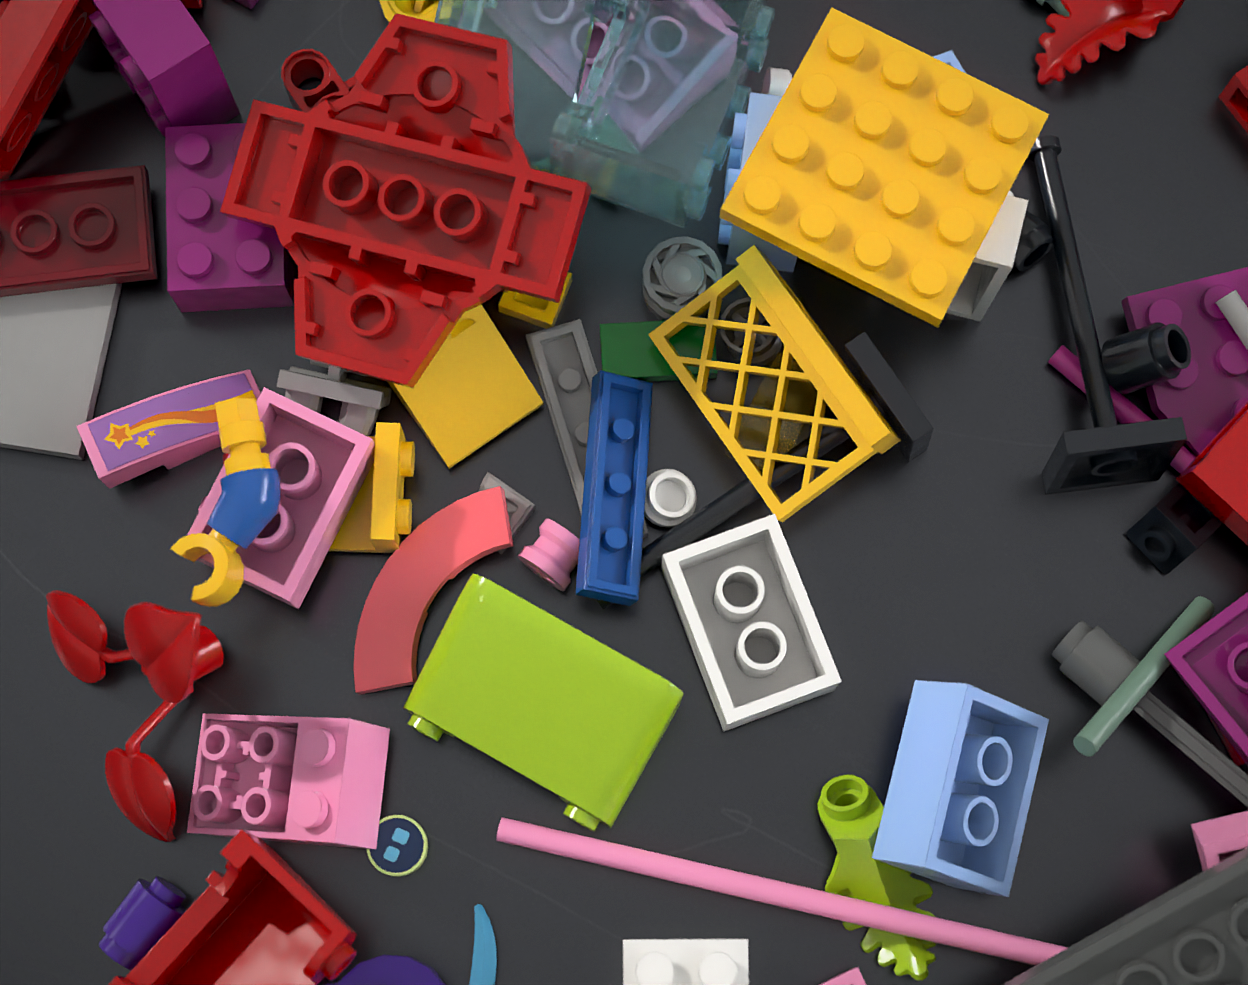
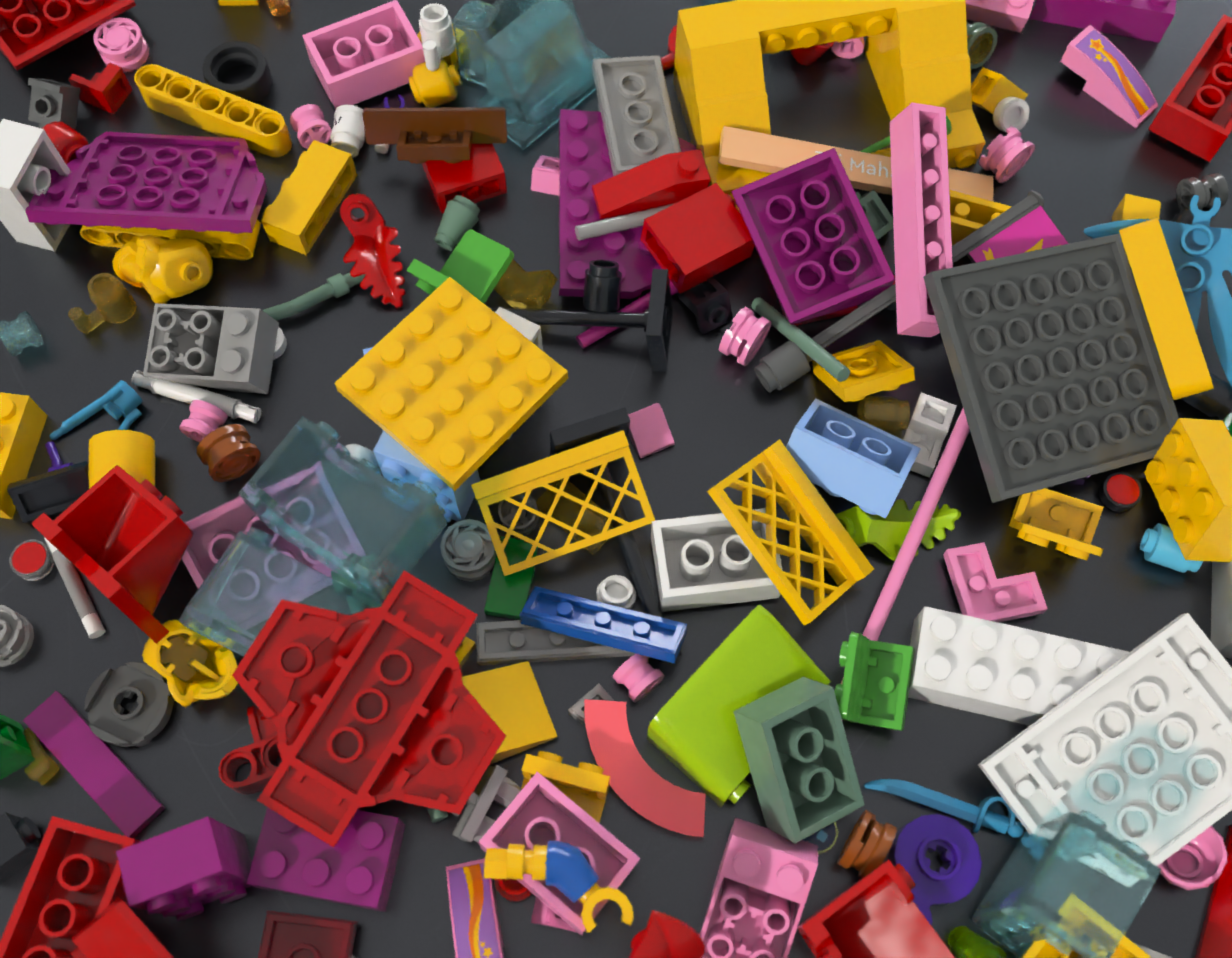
camera: 75 degrees left, 10 degrees down
(384, 922) = (867, 844): none -> dark orange wheel
(474, 790) = (799, 758): none -> sand green brick
(613, 879) = (874, 682): none -> bright green bracket
(854, 734) = (807, 517): none -> yellow fence
(935, 487) = (649, 430): none -> bright pink slope
(1049, 909) = (928, 430): none -> white slope
(1060, 834) = (884, 412): none -> clear yellow piece
(1105, 156) = (474, 264): none -> bright green bracket
(1119, 244) = (525, 288): none -> clear yellow bracket
(1123, 792) = (872, 370): none -> yellow plate
(1130, 593) = (745, 336): none -> bright pink wheel
(1202, 119) = (457, 219): none -> sand green cone

